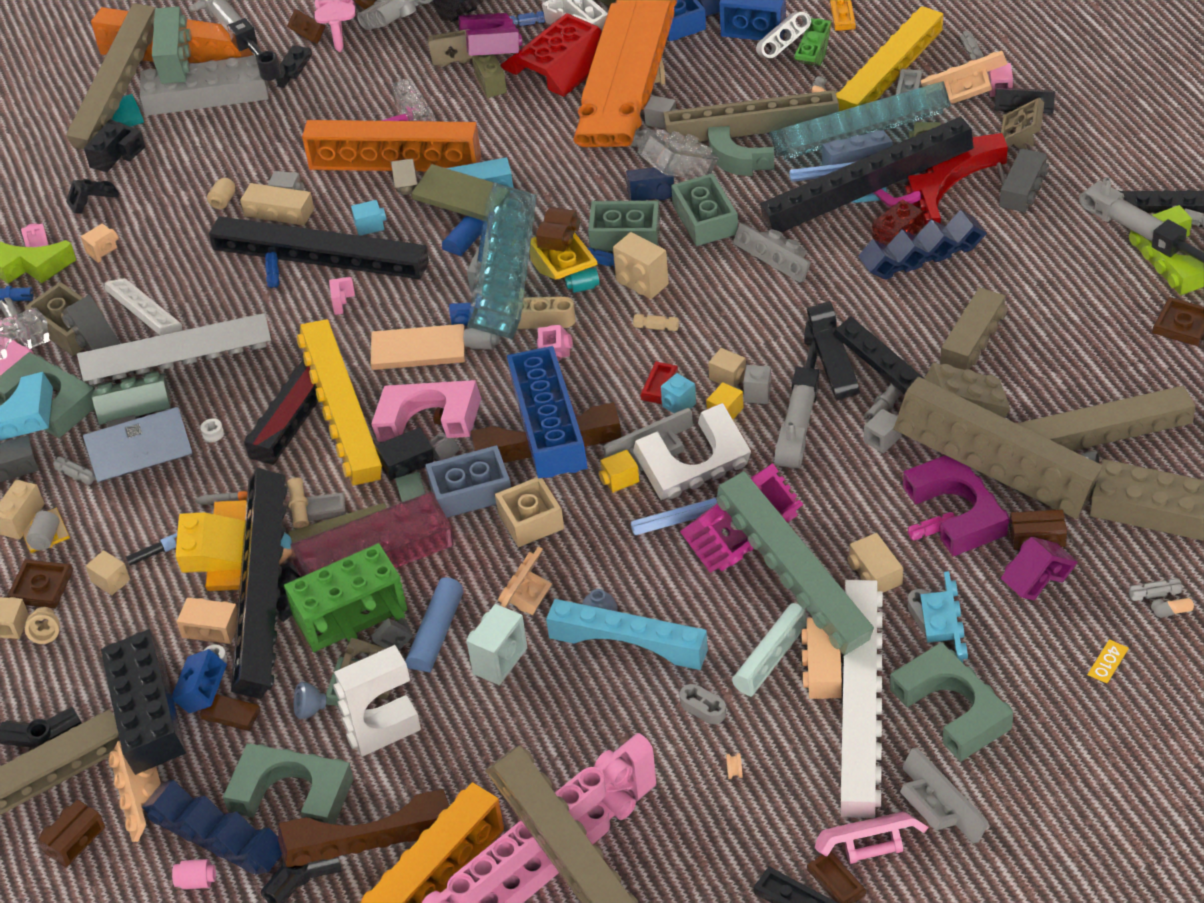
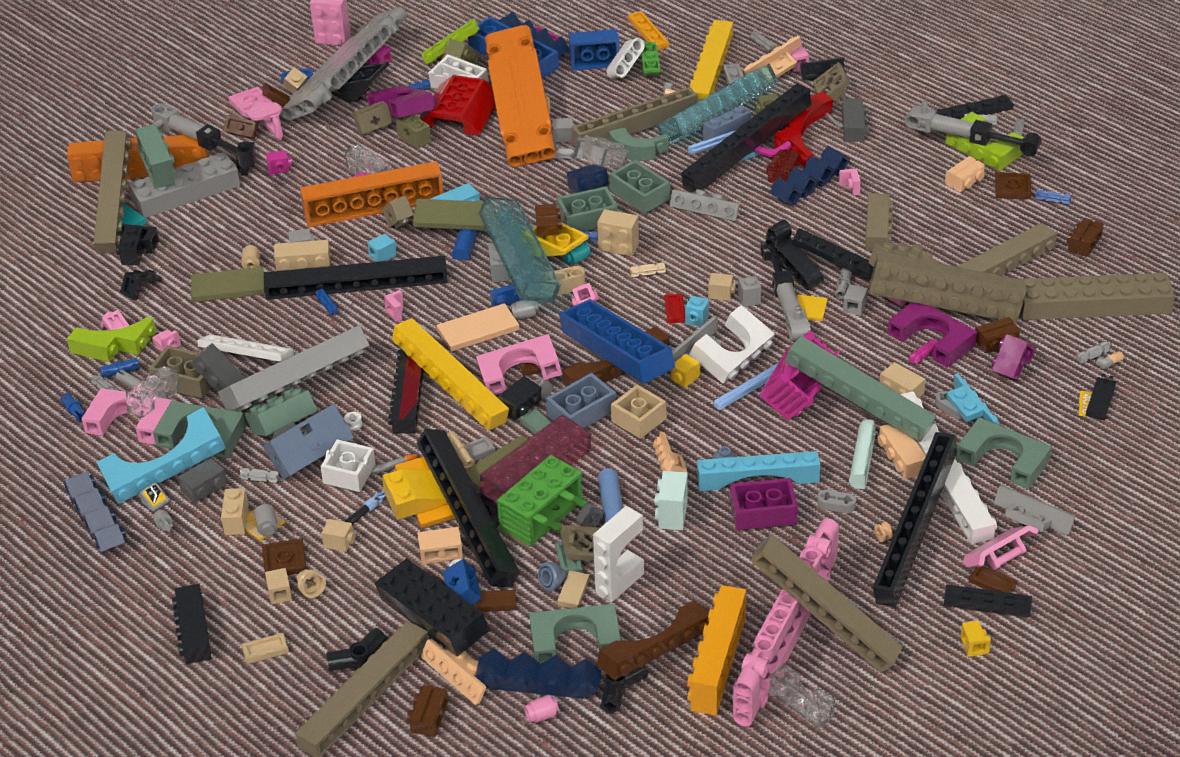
camera: 25 degrees left, 5 degrees down
(77, 274) = (167, 338): none -> bright pink bracket
(99, 242) = (171, 313): light nougat brick -> none
(166, 487) = (348, 465): none -> white brick
(178, 219) = (227, 284): none -> olive tile
(318, 80) = (278, 162): none -> dark pink brick
(322, 728) = (573, 589): none -> tan tile
(604, 681) = (763, 503): none -> magenta brick
(729, 396) = (731, 303): yellow brick -> none
(771, 764) = (915, 520): none -> black brick
(827, 425) = (813, 306): none -> yellow piece
(973, 262) = (851, 178): none -> bright pink bracket
(1125, 290) = (965, 174): none -> light nougat brick
(1129, 658) = (1101, 397): none -> black hinge

